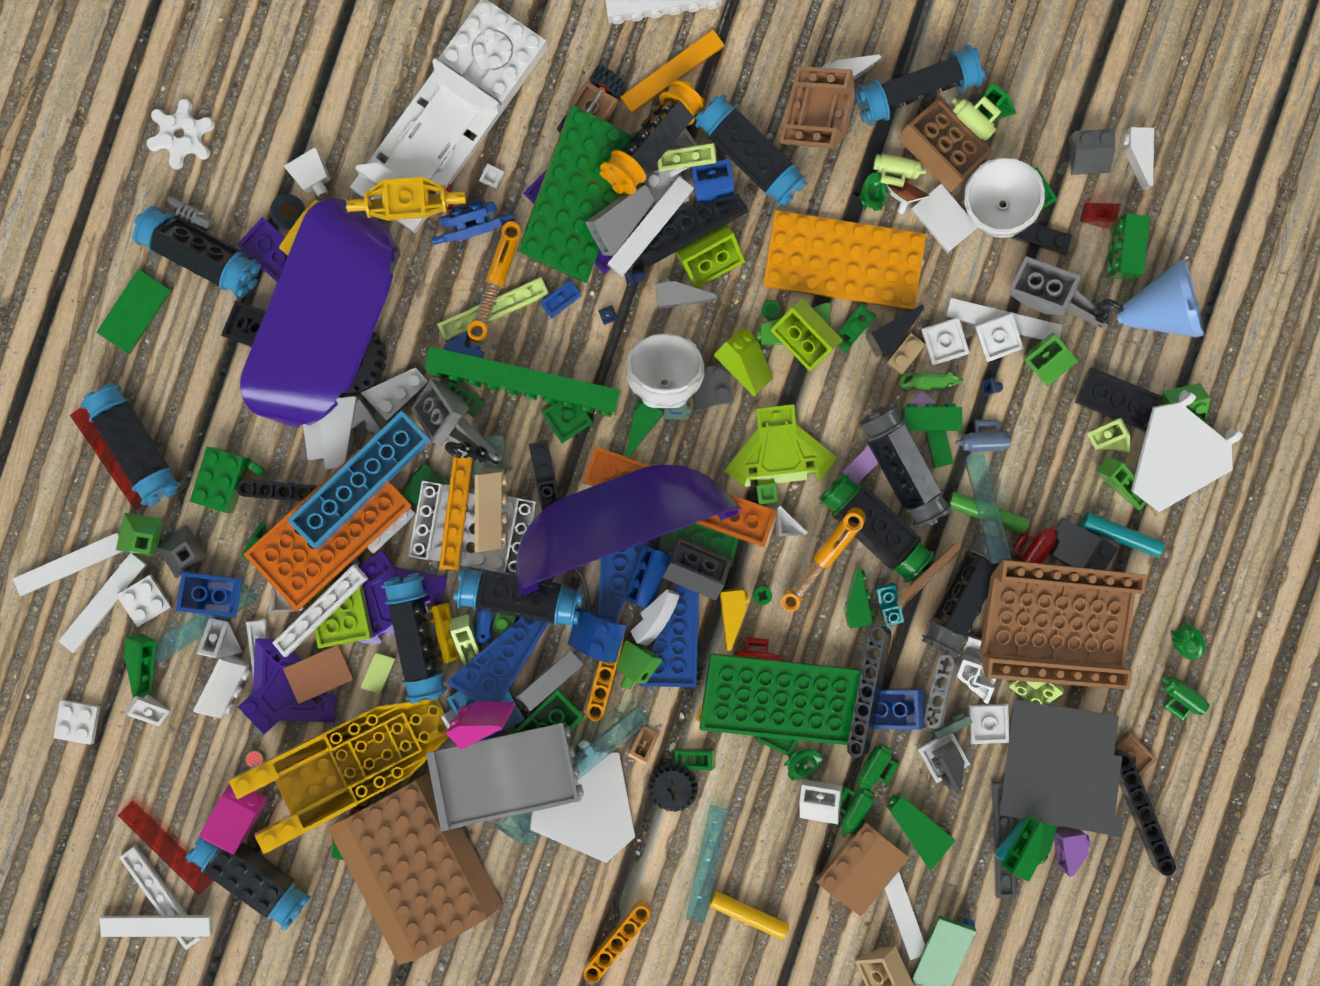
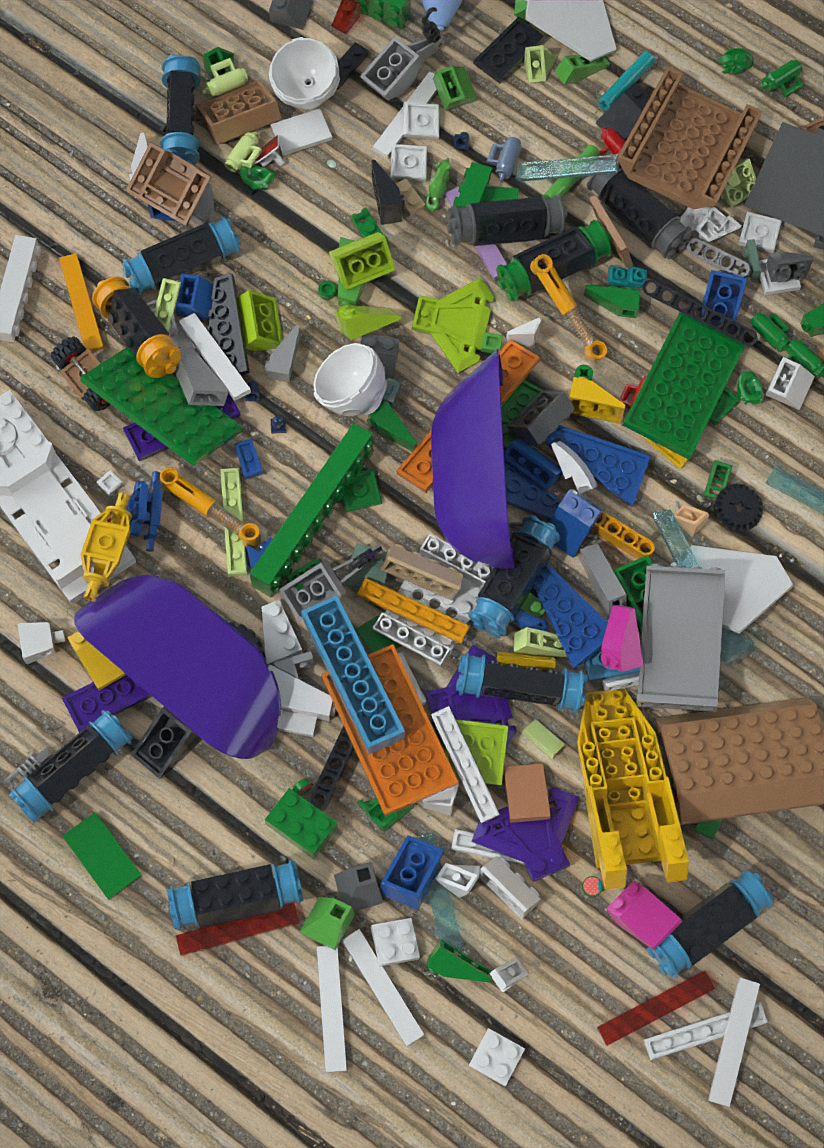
camera: 75 degrees left, 20 degrees down
(286, 210) = (66, 672): black wheel -> none
(544, 473) = (406, 524): black slope -> none
(636, 664) = (613, 497): bright green torso -> none
(818, 156) = (205, 209): none -> light grey slope
(844, 260) = (306, 220): light orange plate -> none

